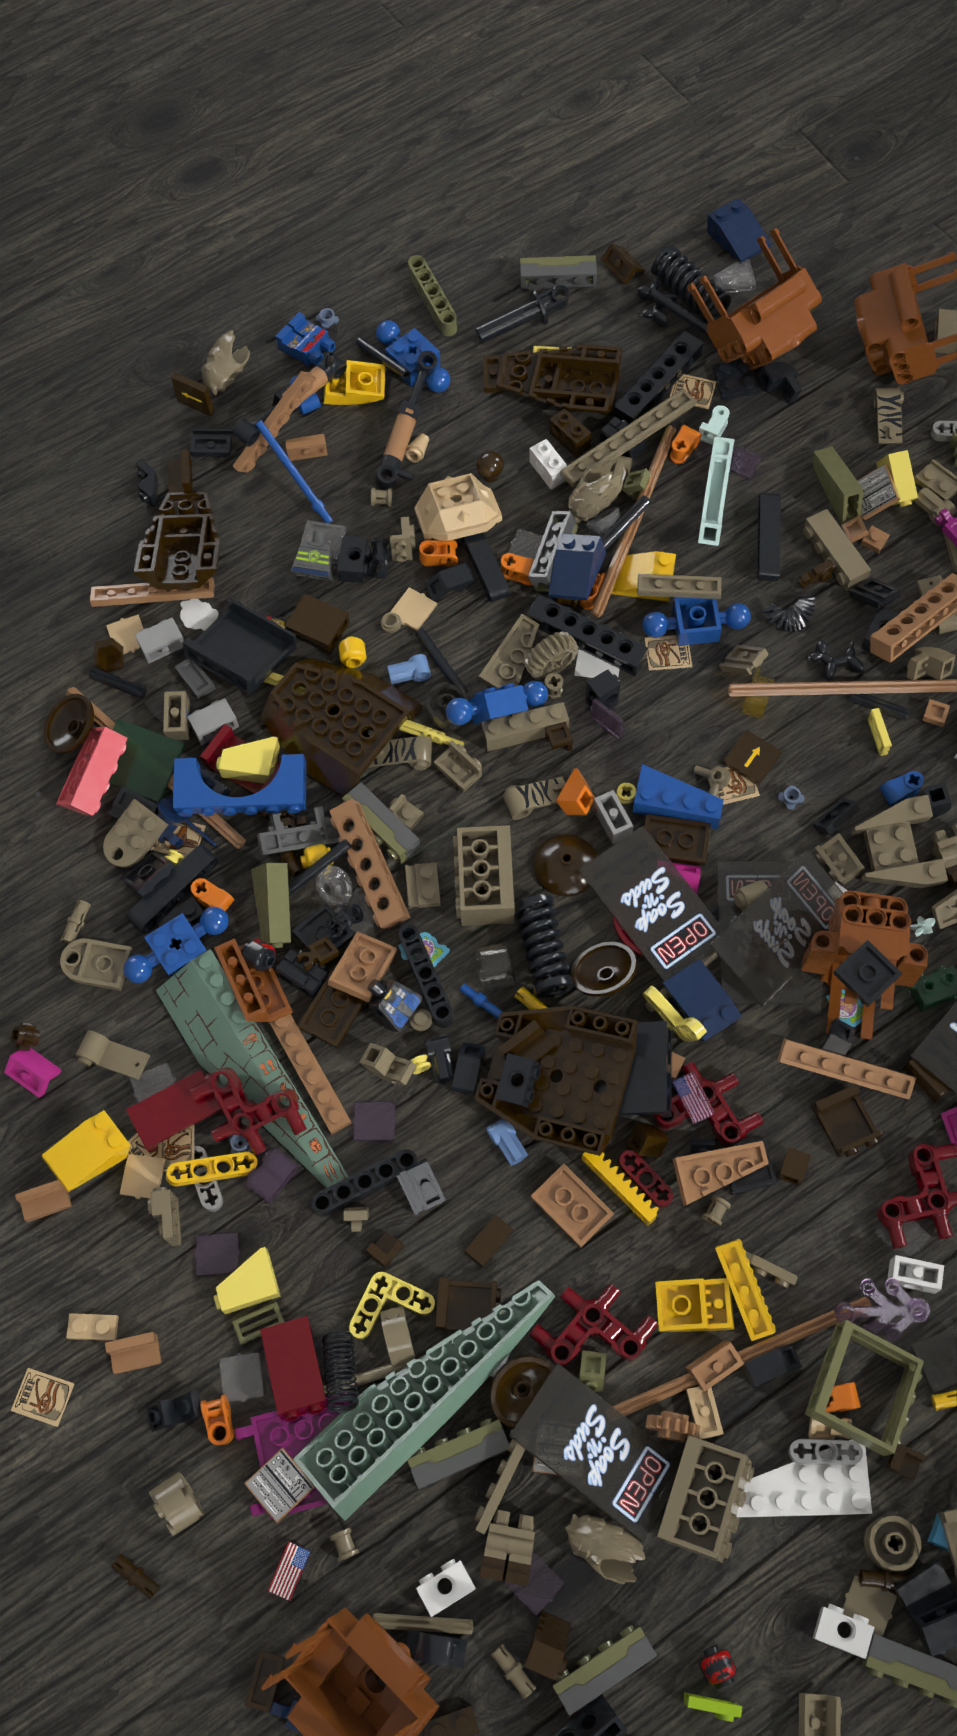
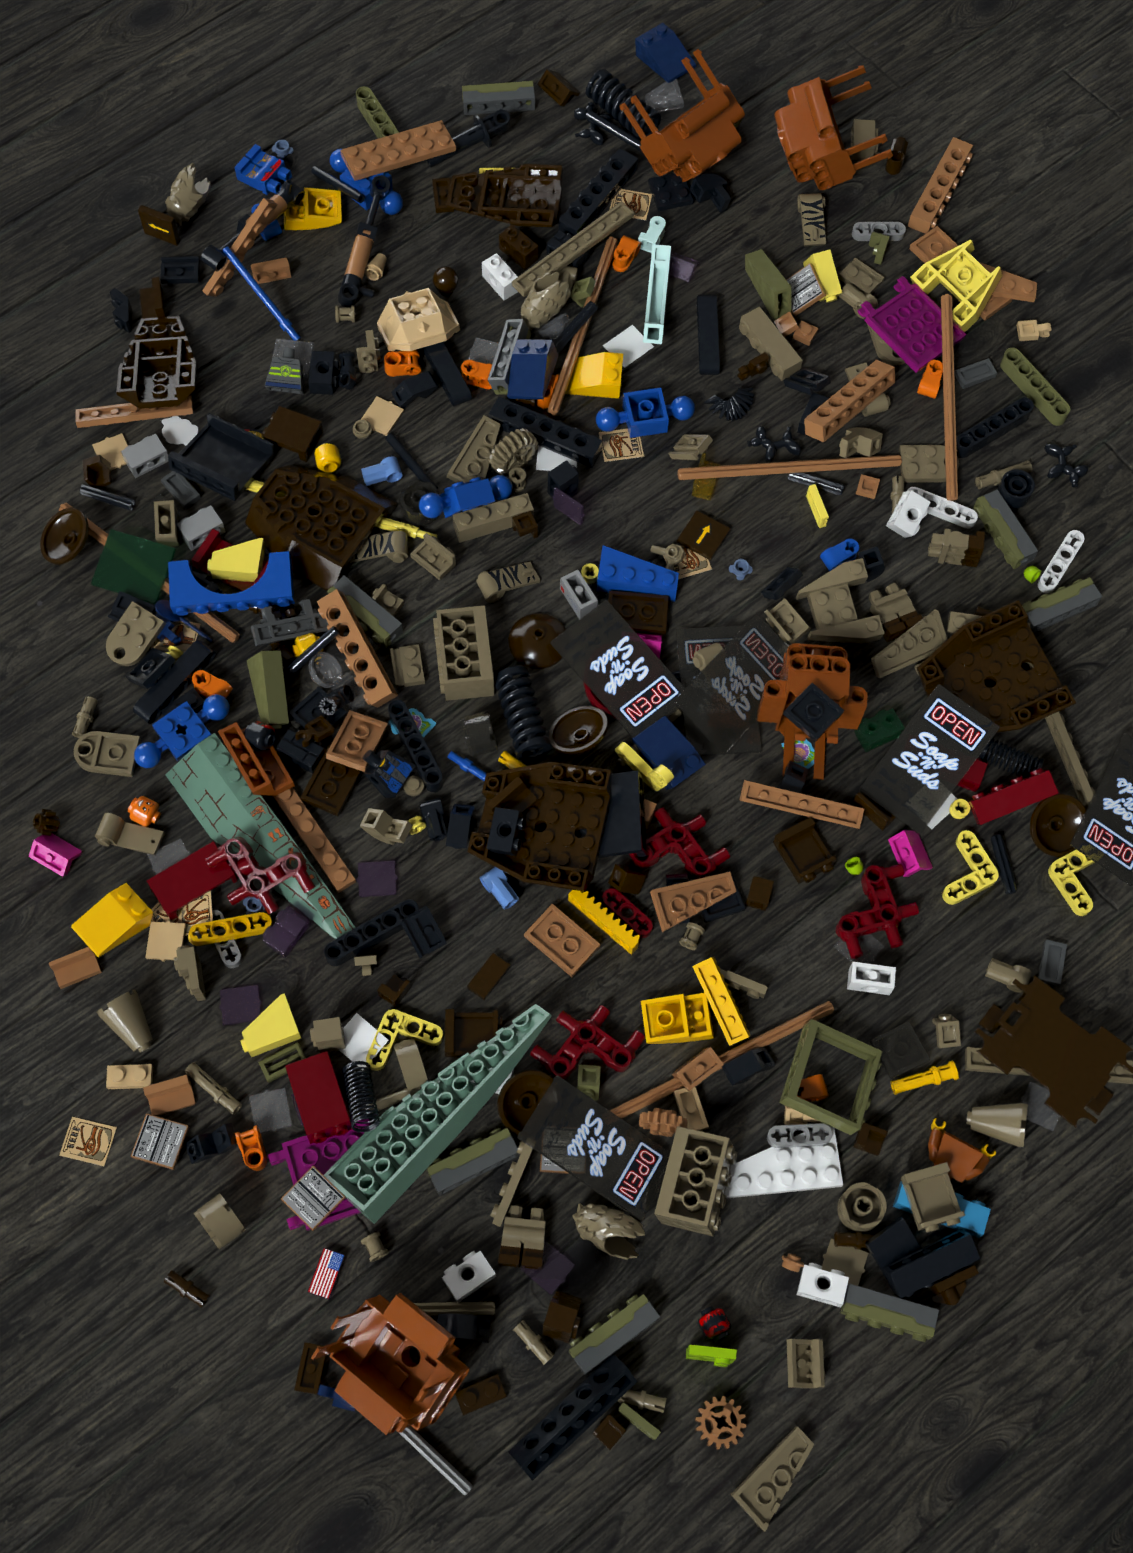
camera: 10 degrees left, 0 degrees up
(92, 771) = (90, 578): coral slope -> none
(95, 1266) = (128, 1021): none -> dark tan cone
(119, 1404) = (160, 1141): none -> light grey tile
(130, 1030) = (144, 811): none -> orange head
(188, 1355) = (220, 1094): none -> dark tan pin
(309, 1297) = (328, 1035): none -> dark tan brick
(340, 1303) = (358, 1039): none -> white sticker
(448, 324) = (398, 150): none -> medium nougat plate
(576, 795) = (543, 577): orange slope -> none
(679, 586) = (627, 383): dark tan tile -> none
(682, 543) = (629, 344): none -> white sticker
(693, 1097) = (666, 837): clear purple tile -> none
(810, 1601) = (792, 1262): none -> medium nougat plate
(886, 1310) = (847, 1010): clear purple plant -> none
(902, 1142) = (854, 866): none -> lime hinge
(923, 926) = (864, 677): light aqua plant -> none

